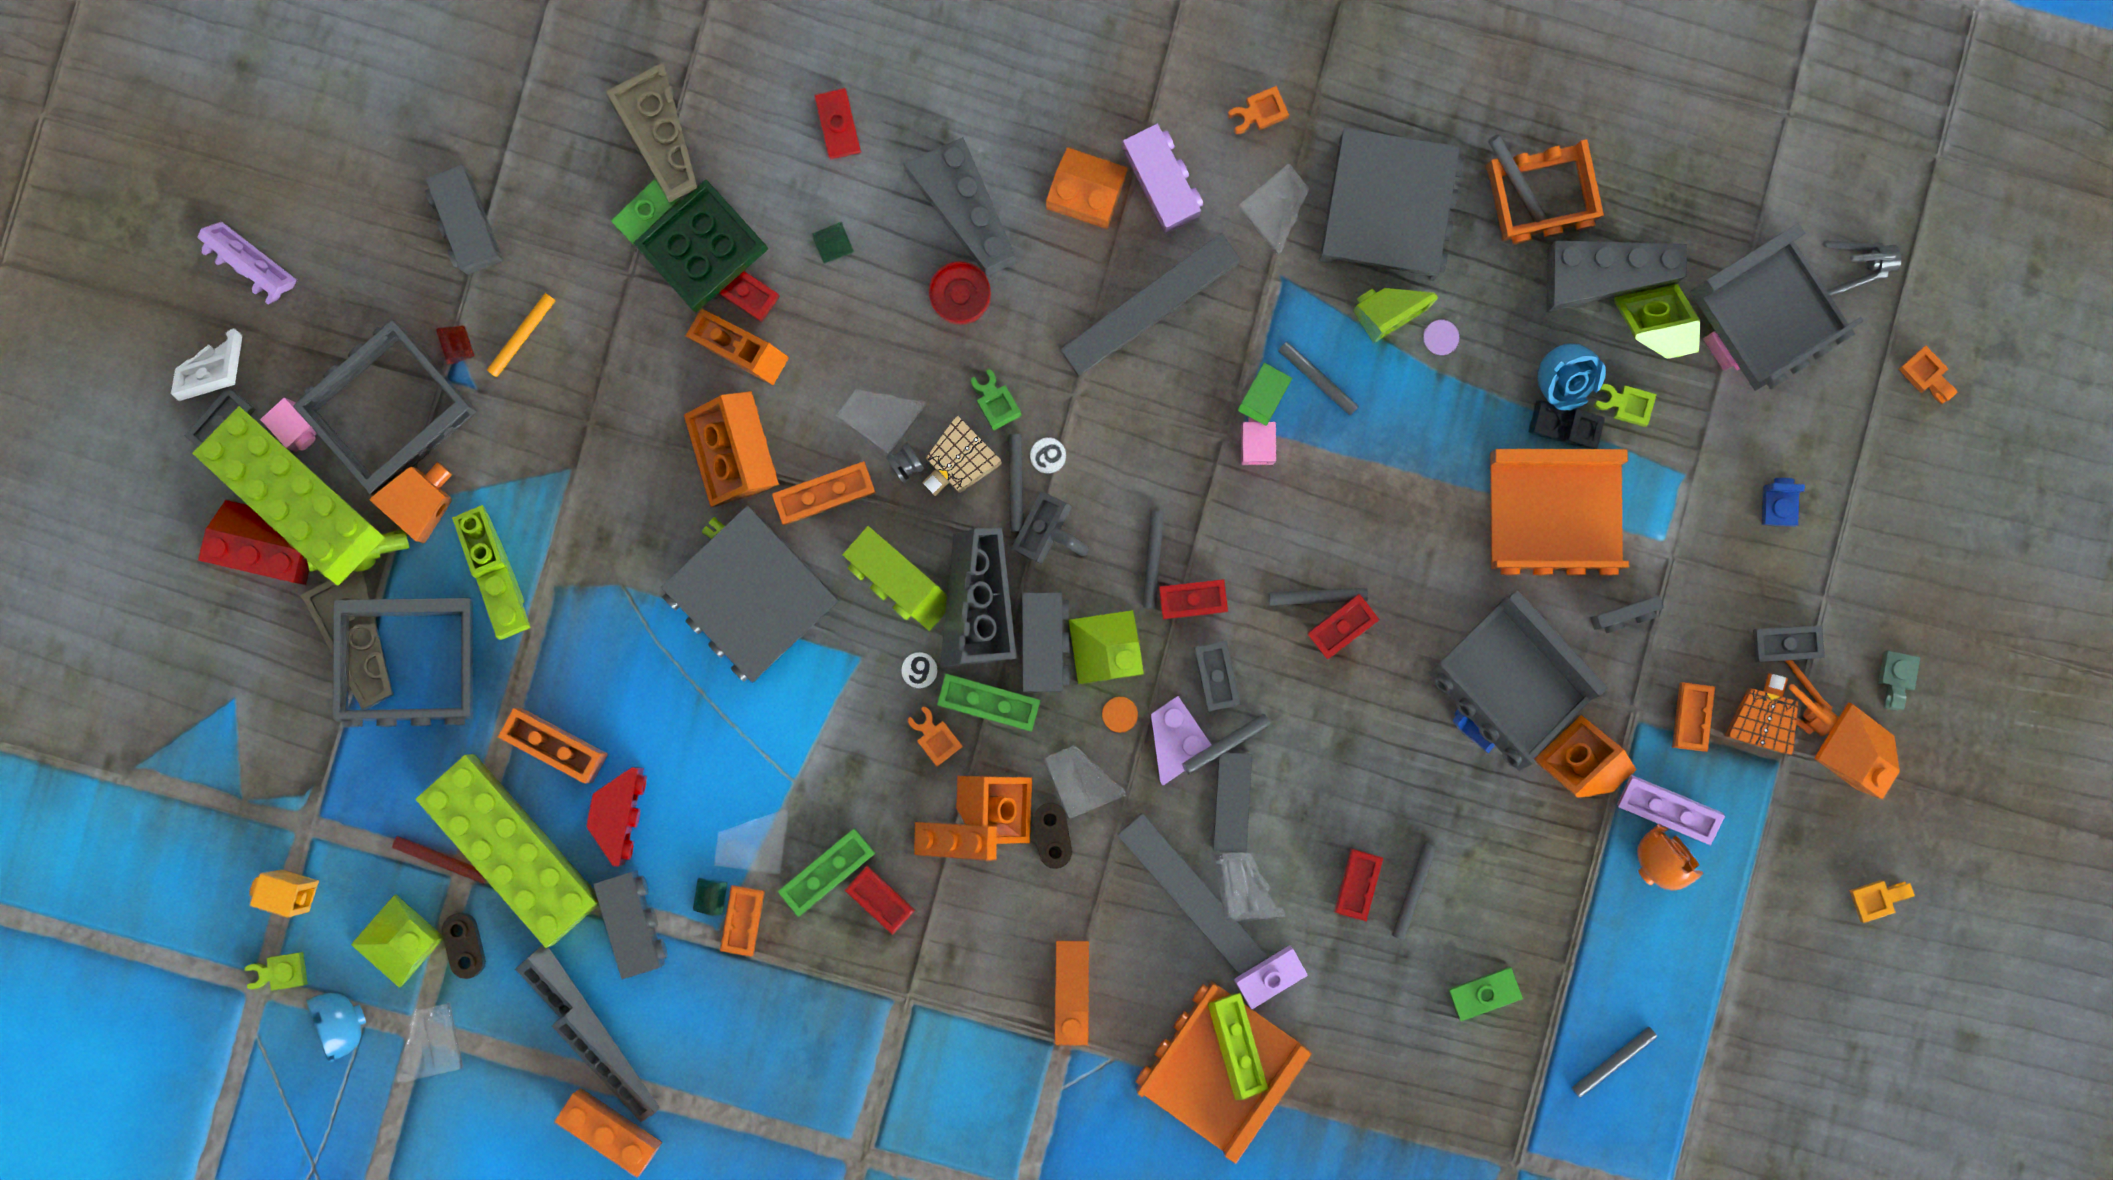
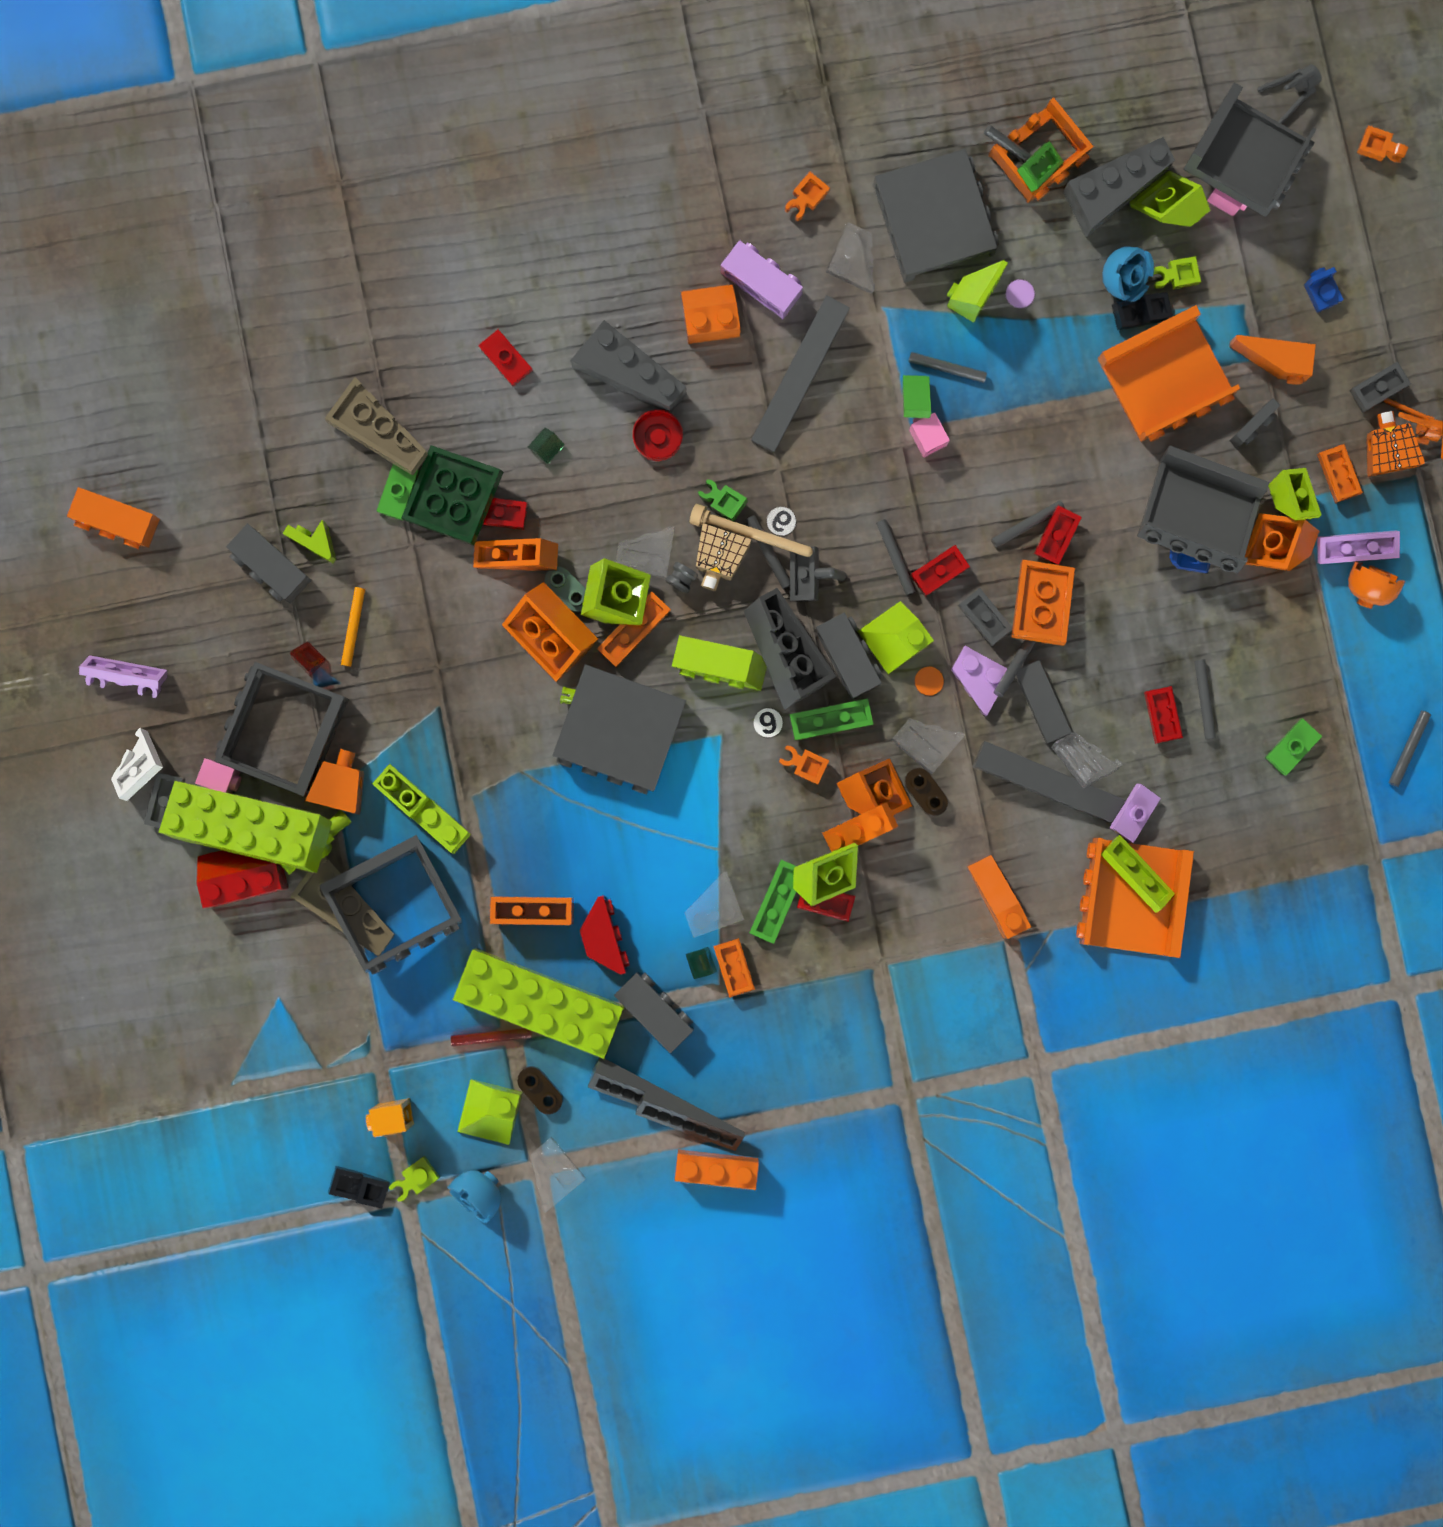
camera: 35 degrees left, 0 degrees up
(214, 949) = (359, 1187): none -> black slope
(321, 86) = (112, 518): none -> orange brick
(532, 224) = (319, 543): none -> lime slope
(775, 411) = (566, 588): none -> sand green plate
(822, 444) = (615, 593): none -> lime slope
(892, 872) = (827, 875): none -> lime slope
(961, 405) = (702, 515): none -> tan piece
(1288, 693) = (1043, 602): none -> orange plate
(1533, 208) = (1040, 166): none -> bright green plate
(1628, 716) = (1294, 494): none -> lime slope
(1694, 556) = (1280, 358): none -> orange slope

